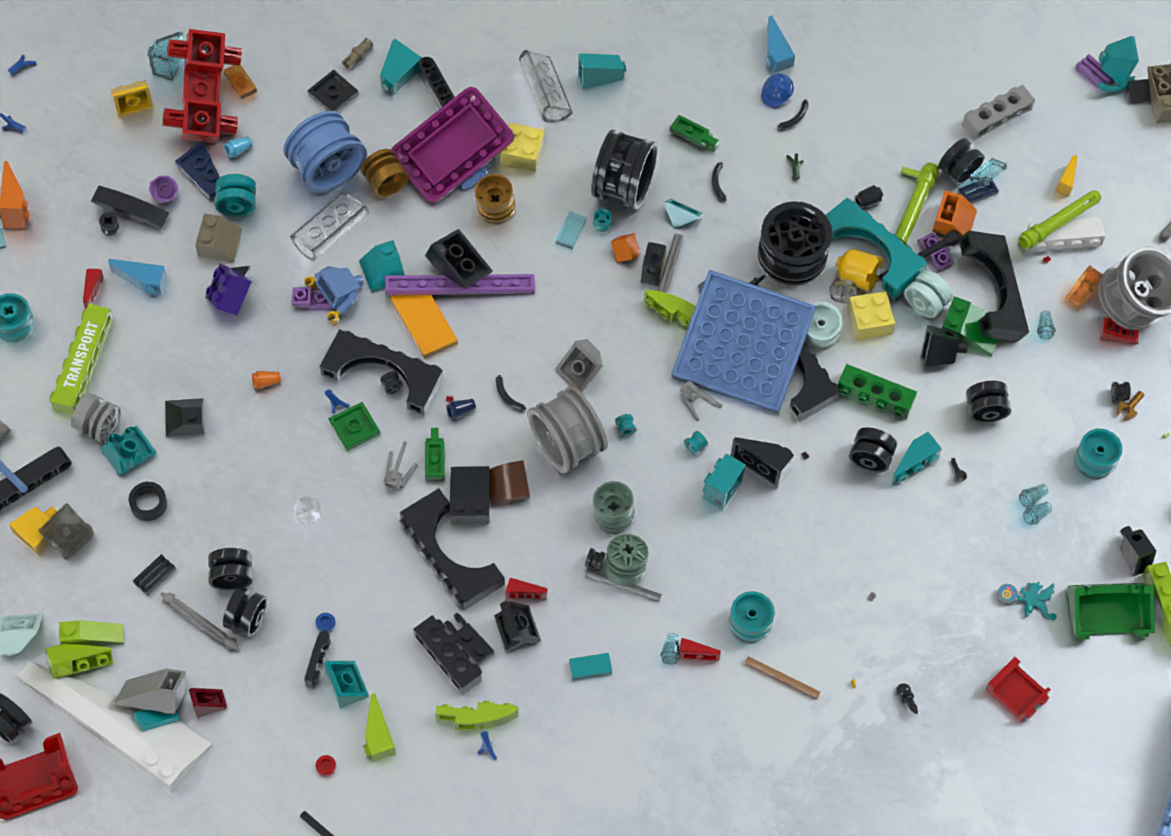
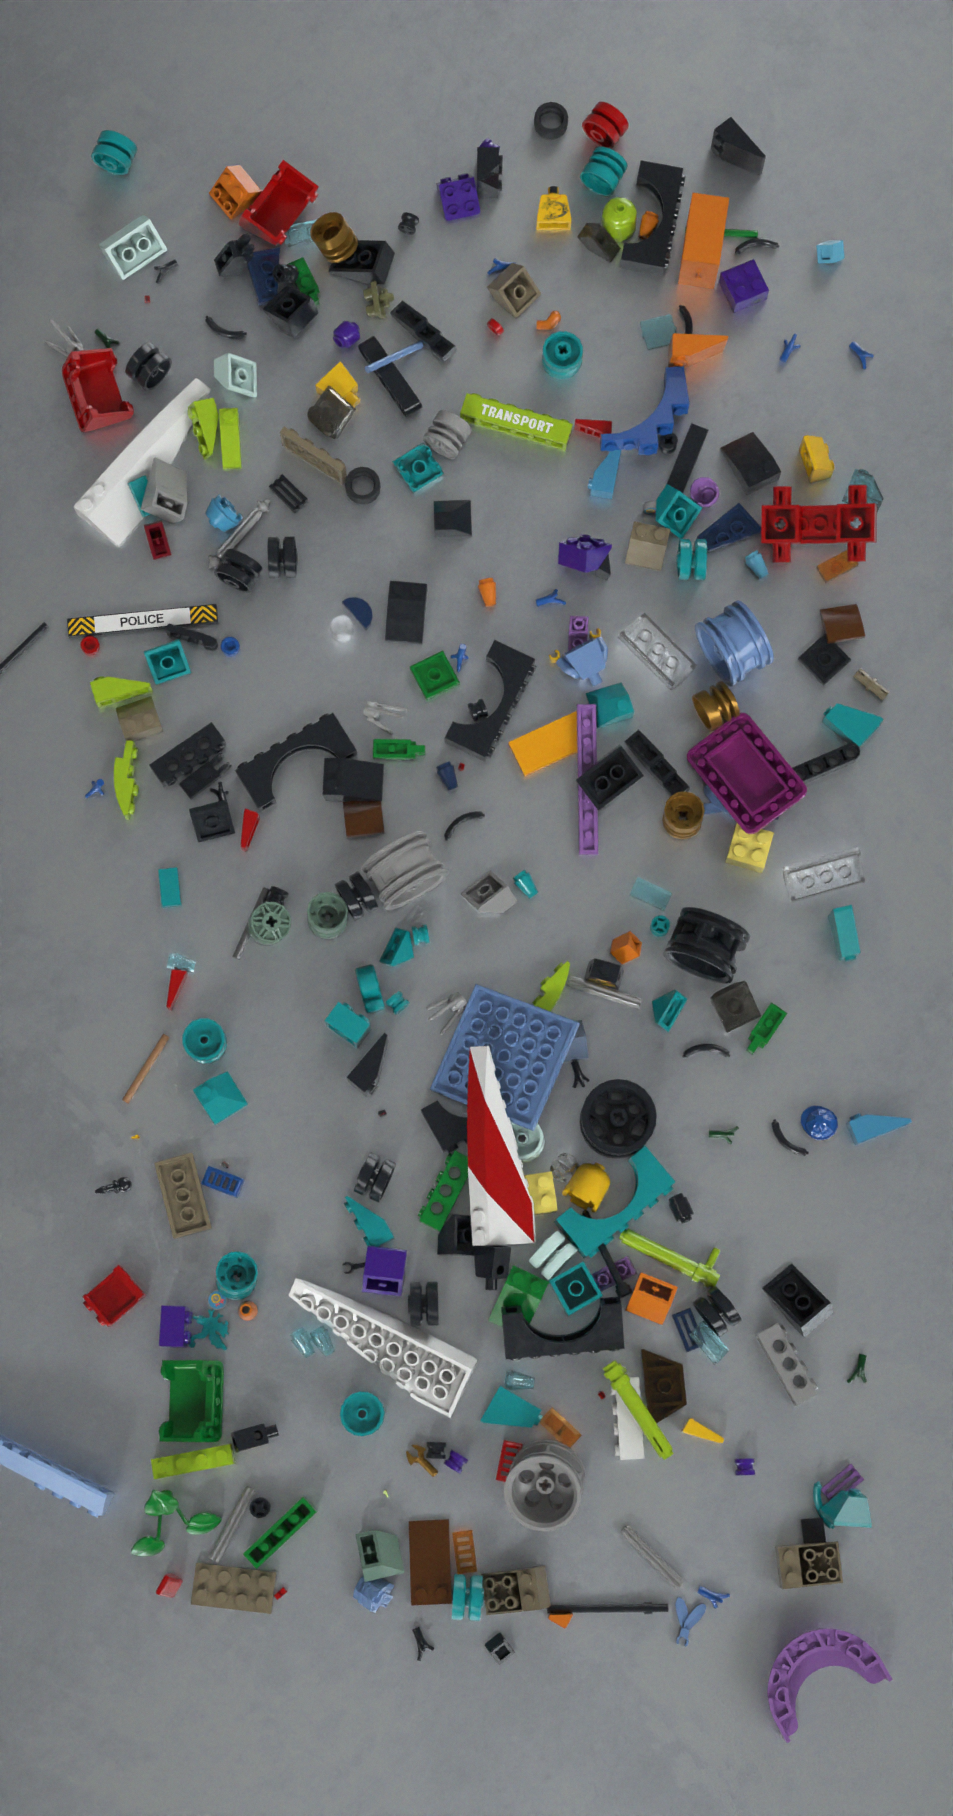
camera: 95 degrees right, 15 degrees up
(68, 216) = (660, 422): none -> blue arch
(115, 545) = (316, 457): none -> dark tan plate
(132, 152) = (751, 463): none -> black slope
(178, 235) = (649, 508): none -> light grey tile
(179, 633) = (222, 514): none -> dark azure cone
(181, 212) = (676, 511): none -> teal slope
(272, 323) = (551, 598): none -> blue bar
(286, 498) = (360, 610): none -> dark blue tile
(287, 453) = (406, 612): none -> black slope
(297, 76) = (842, 623): none -> reddish brown slope
(298, 714) = (142, 621): none -> tile
(408, 707) = (139, 719): none -> dark tan slope
(443, 225) = (656, 764): none -> black slope
(489, 619) = (220, 792): none -> black bar
(567, 335) = (525, 883): none -> teal cone
(589, 477) = (359, 894): none -> black wheel
(640, 447) = (398, 948): none -> teal slope
(675, 156) = (735, 1005): none -> clear smoke slope
(682, 465) = (369, 988): none -> teal animal
(805, 603) = (220, 1097): none -> teal slope
(869, 337) = (497, 1187): none -> wedge
(895, 583) = (237, 1188): none -> blue slope
(909, 631) = (183, 1195): none -> dark tan plate
(920, 378) = (456, 1237): none -> black slope
(940, 103) = (798, 1300): none -> black slope
(959, 274) = (575, 1288): none -> teal brick
(962, 438) = (384, 1271): none -> dark purple slope
(984, 570) = (236, 1264): none -> teal wheel
(993, 58) = (859, 1371): none -> dark green bar
(1015, 563) = (252, 1313): none -> orange cone
(1029, 207) = (663, 1385): none -> dark brown wing
(1039, 414) = (415, 1360): none -> white wedge
(1042, 624) = (174, 1326): none -> dark purple brick
(1074, 331) = (511, 1410): none -> teal slope
(1093, 142) = (744, 1466): none -> dark purple wheel
(1128, 373) = (455, 1461): none -> dark purple wheel

